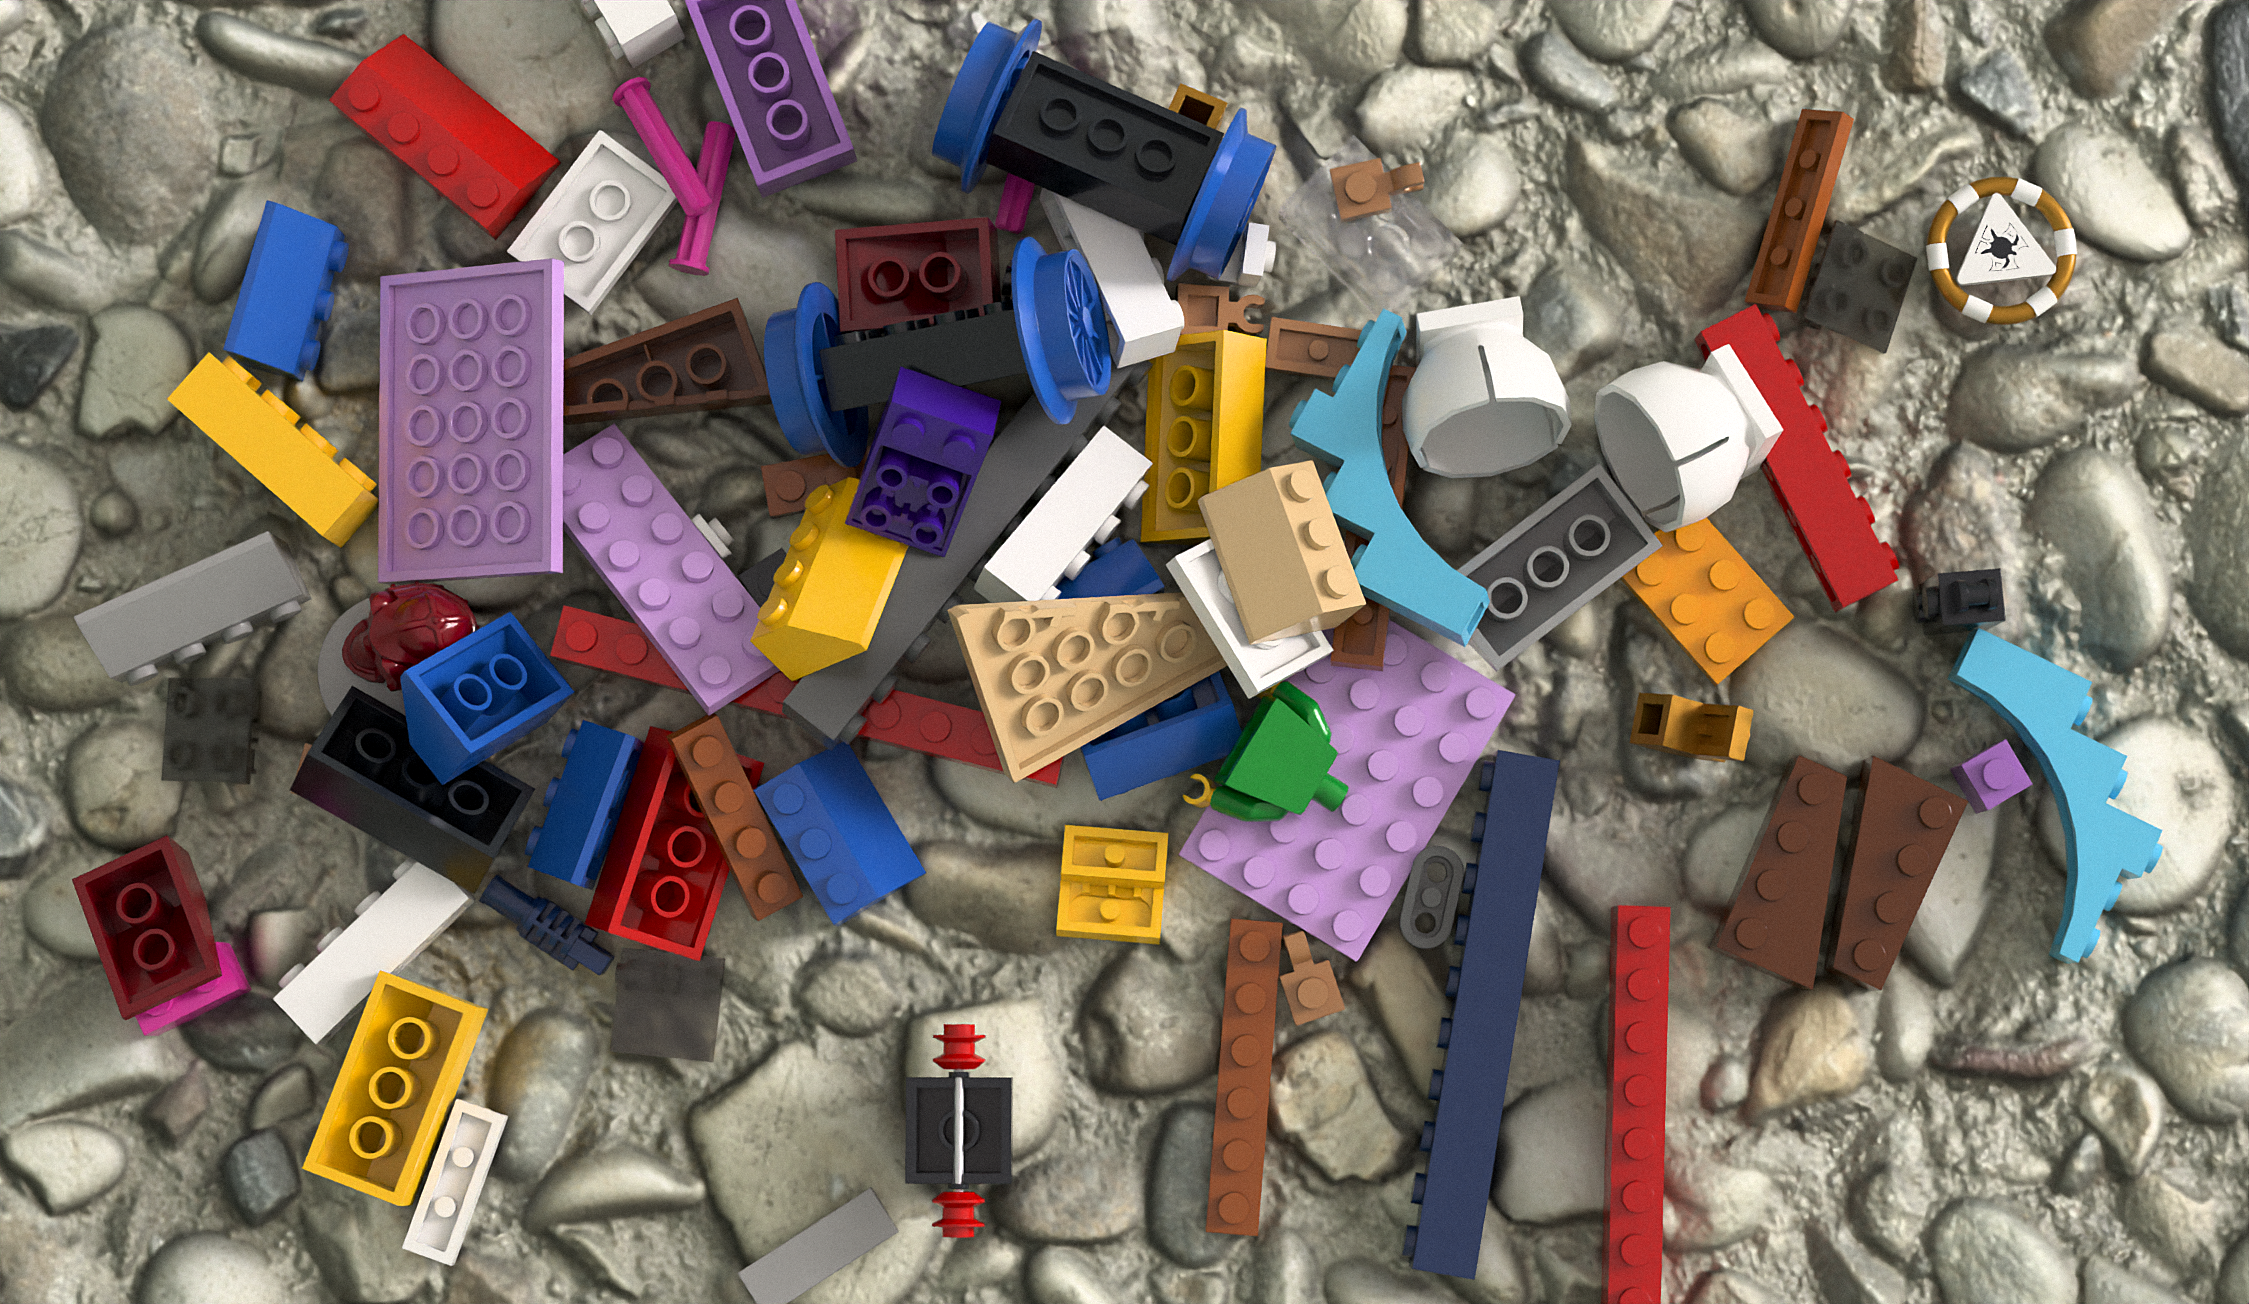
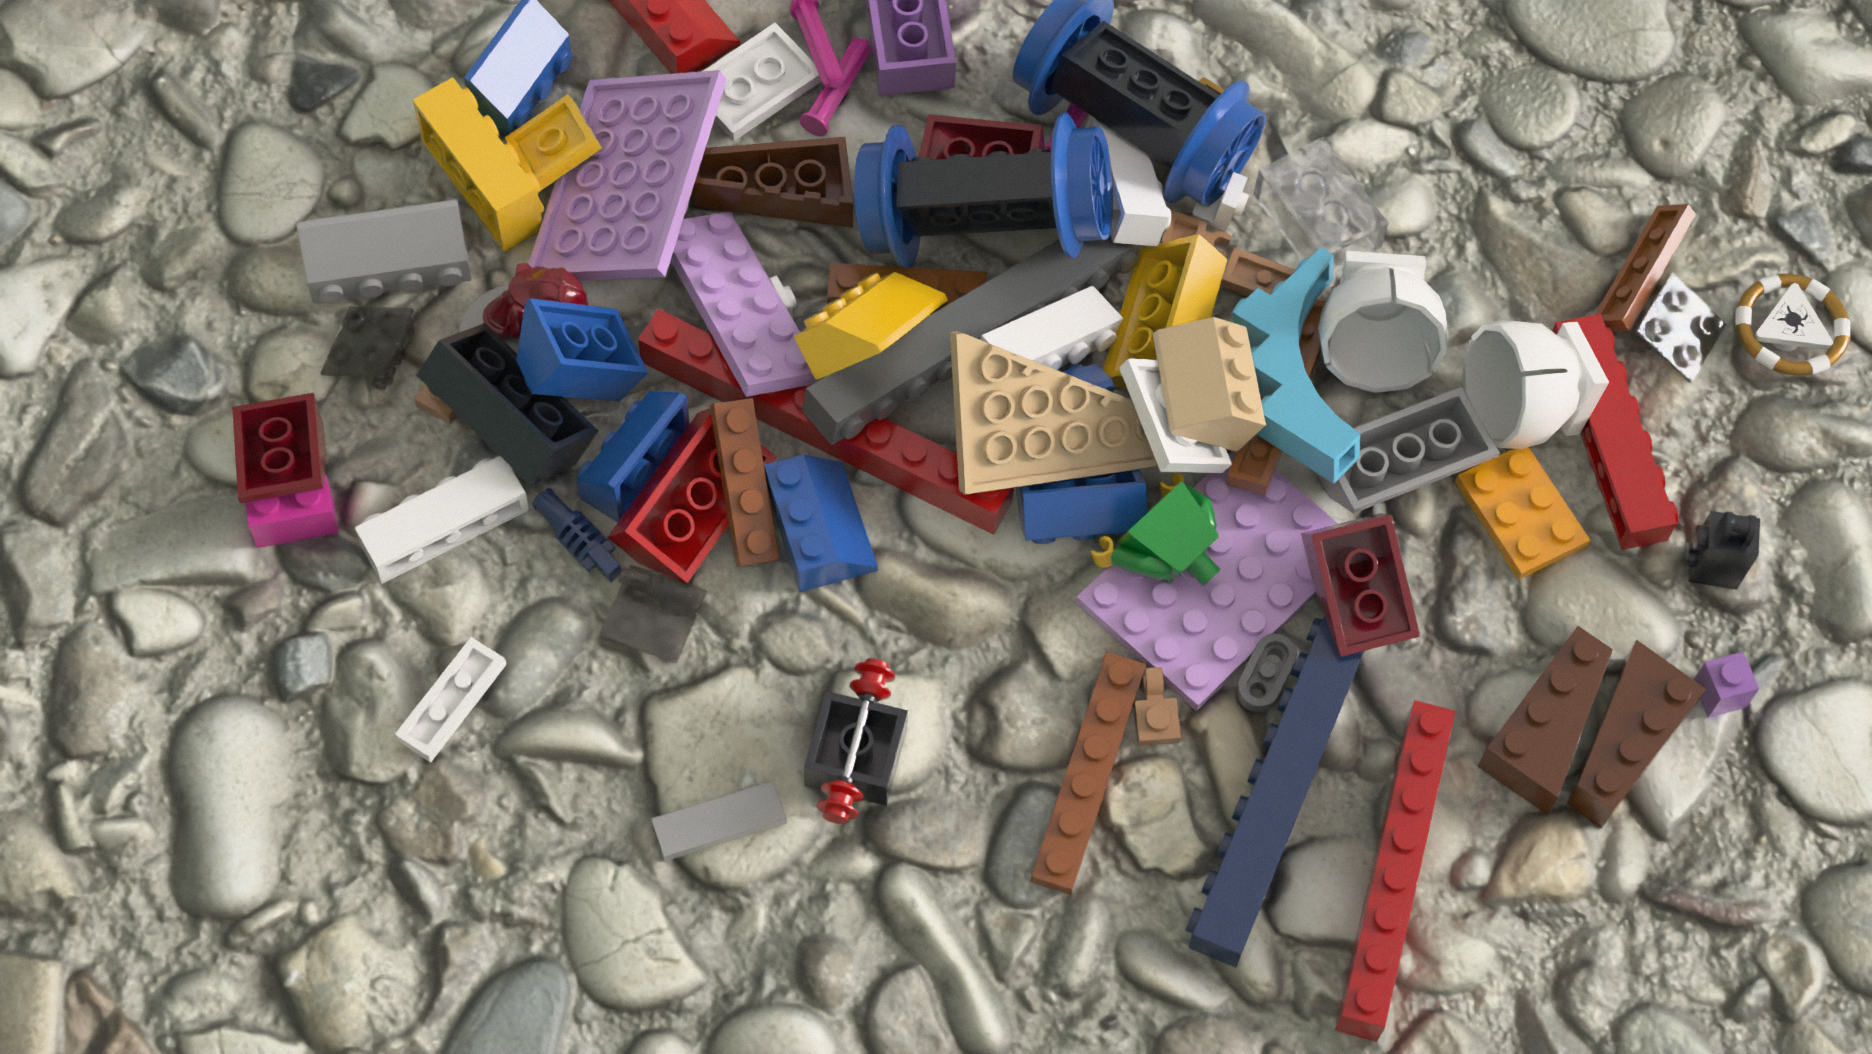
camera: 10 degrees right, 20 degrees down
(361, 389) = (554, 141): none -> yellow plate
(395, 1089) = (427, 614): yellow slope -> none
(923, 461) = (954, 250): dark purple slope -> none
(1112, 884) = (1019, 608): yellow slope -> none
(1365, 189) = (1325, 166): medium nougat plate -> none
(1524, 770) = (1361, 583): none -> dark red slope
(1691, 727) = (1493, 597): pearl gold brick -> none
(2100, 840) = (1776, 647): medium azure arch -> none

